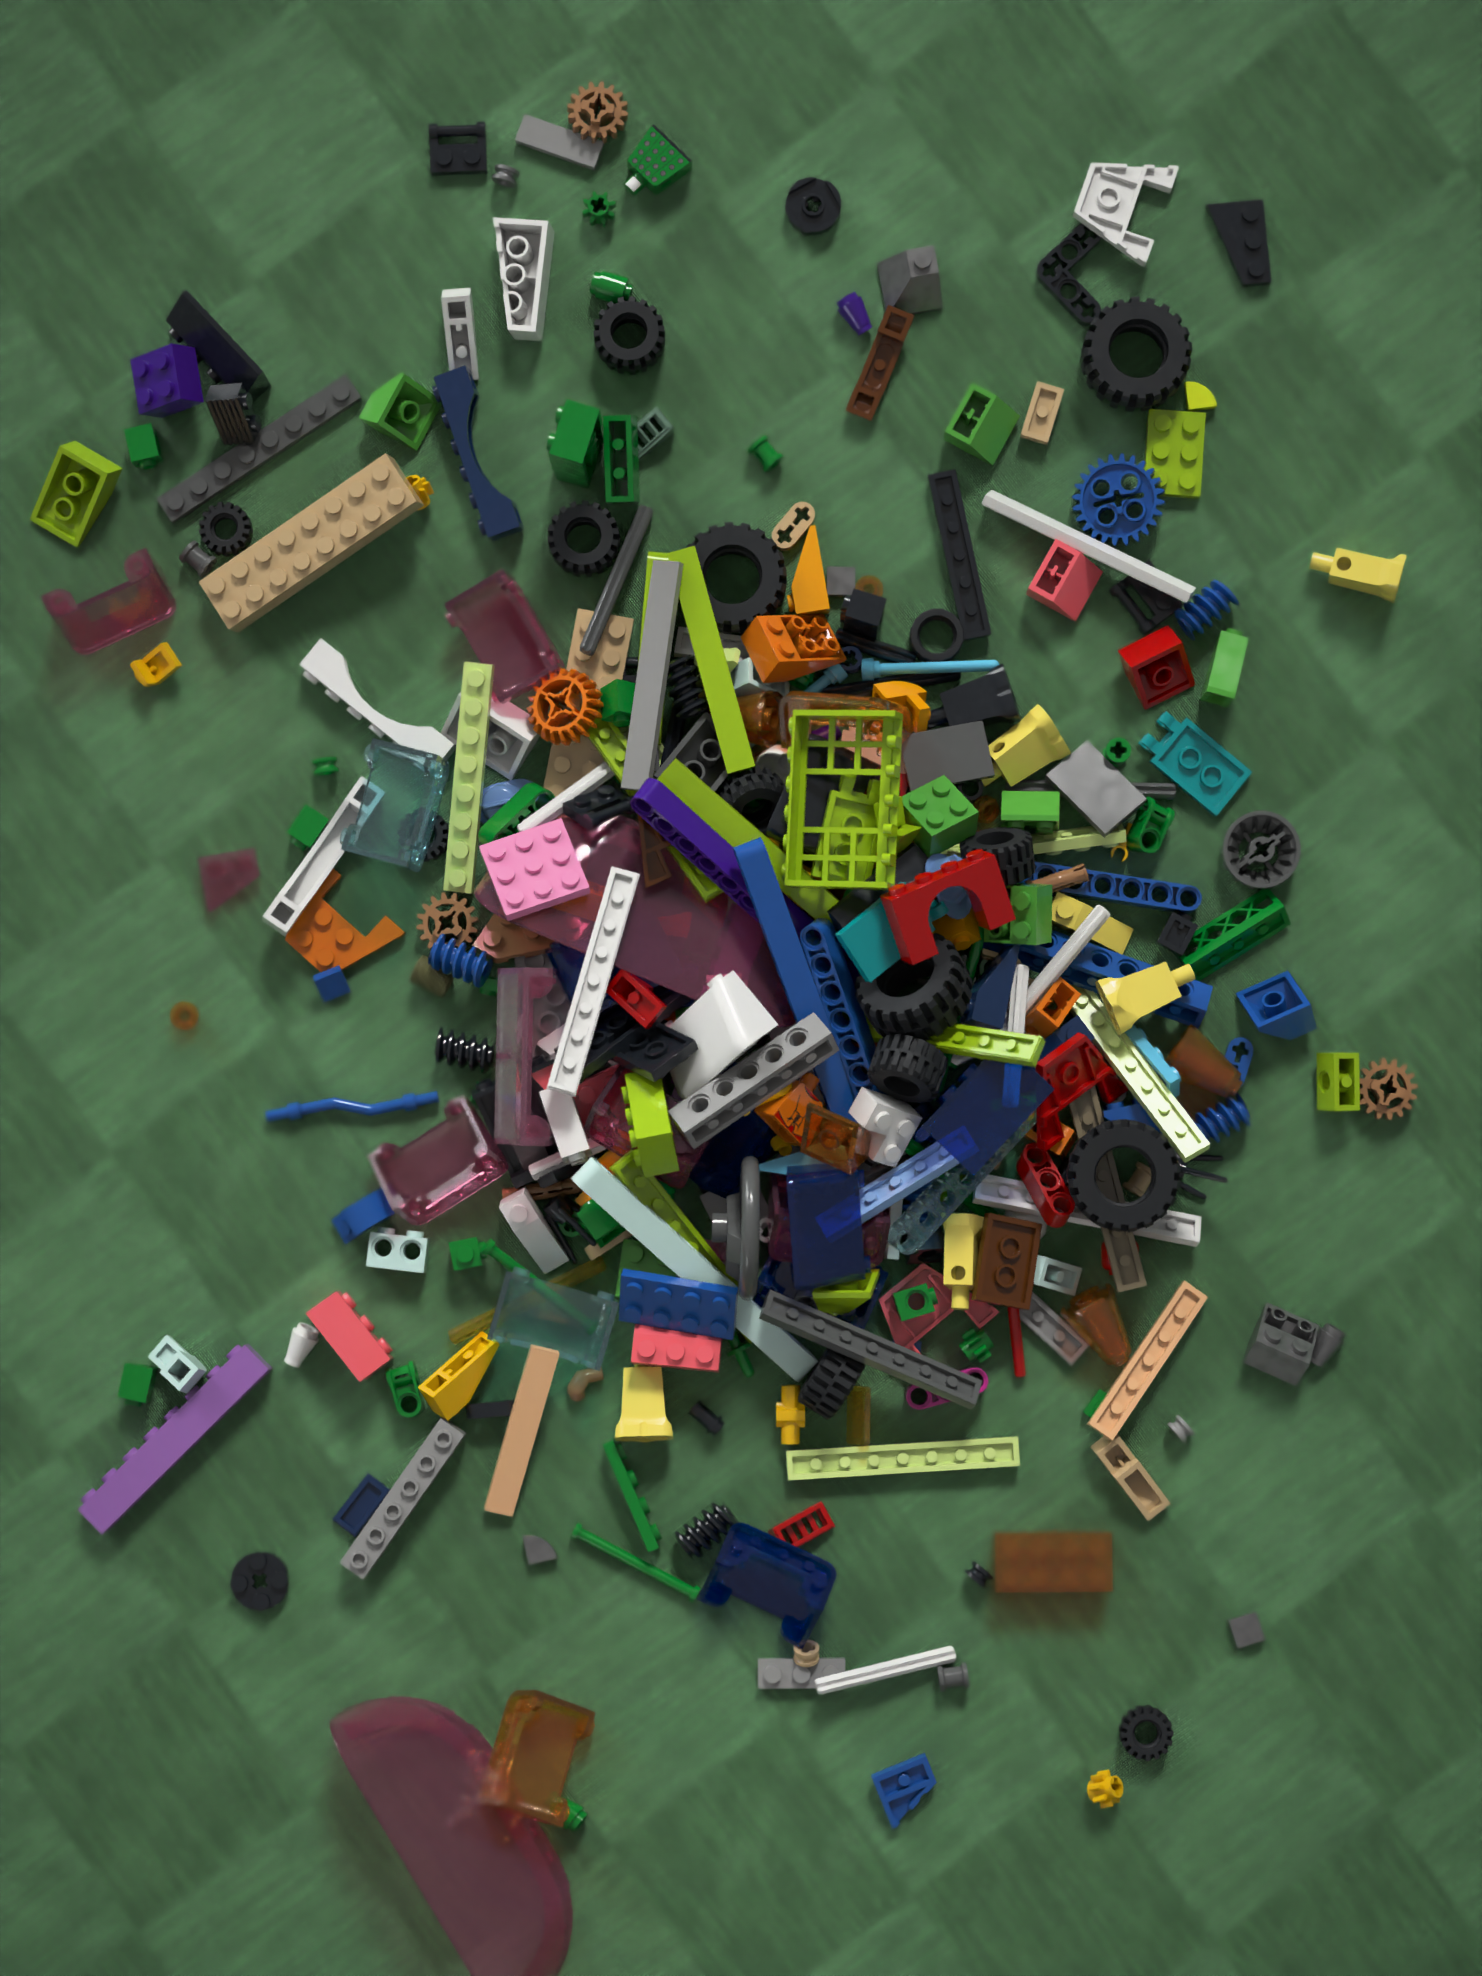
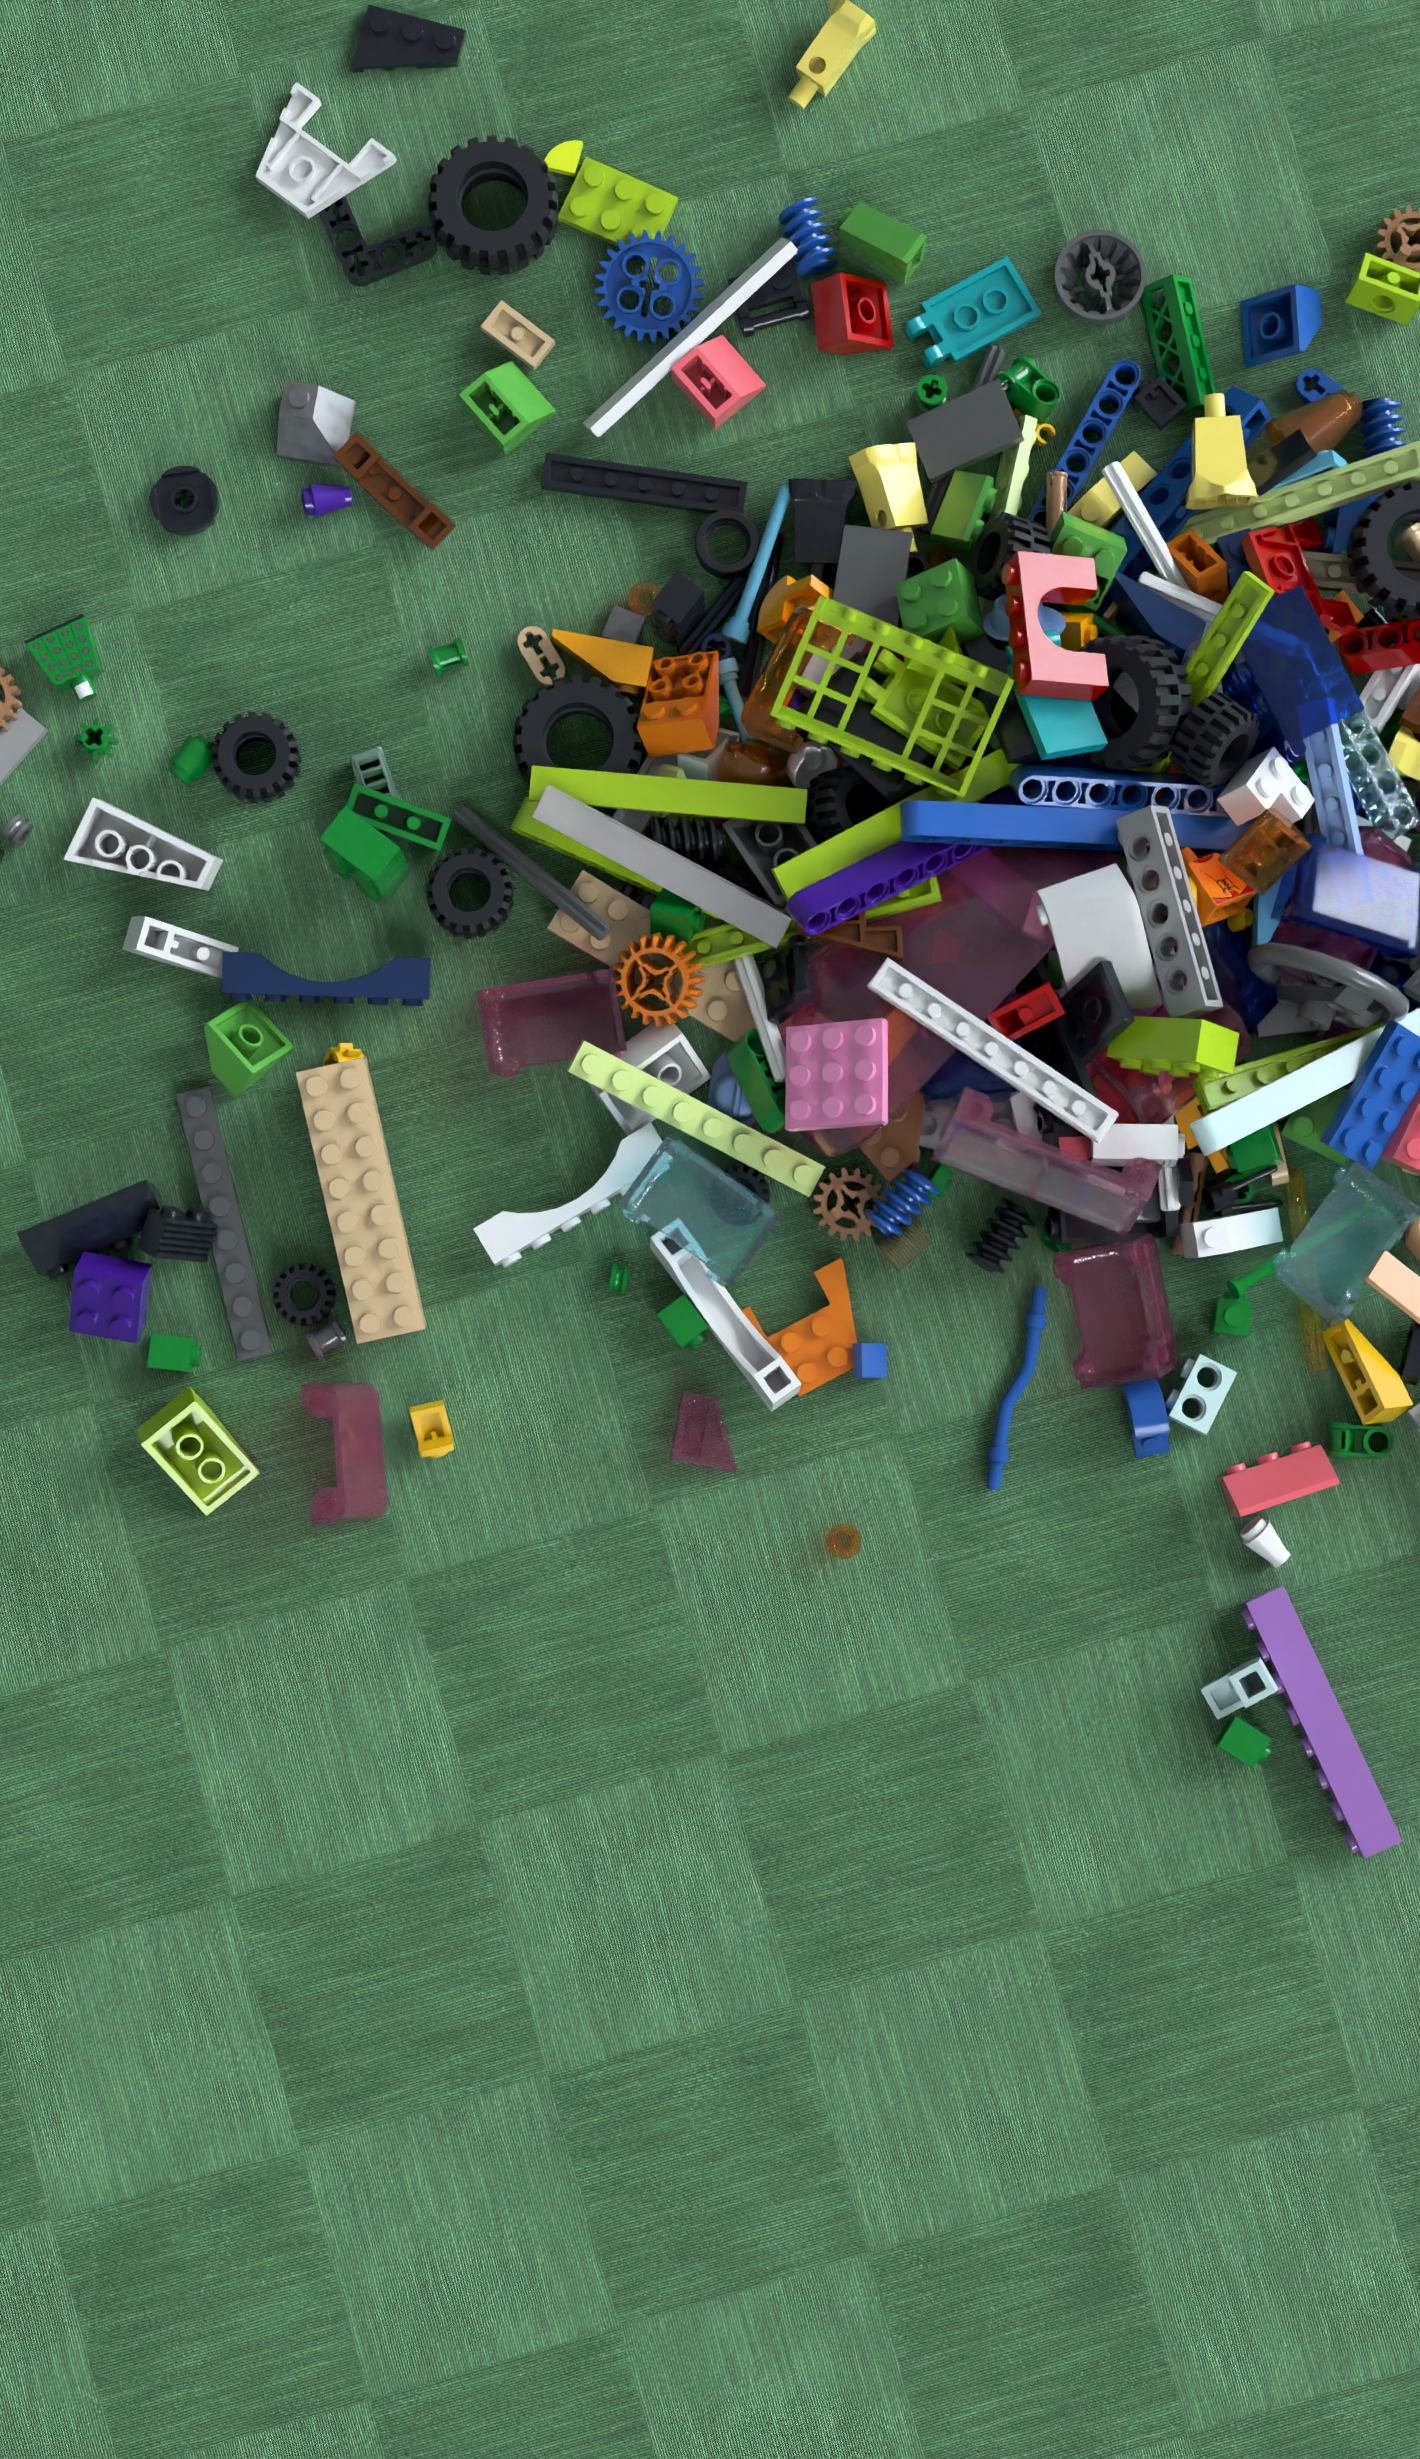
camera: 75 degrees left, 0 degrees up
(1157, 1042) = (1281, 461): none -> black tile

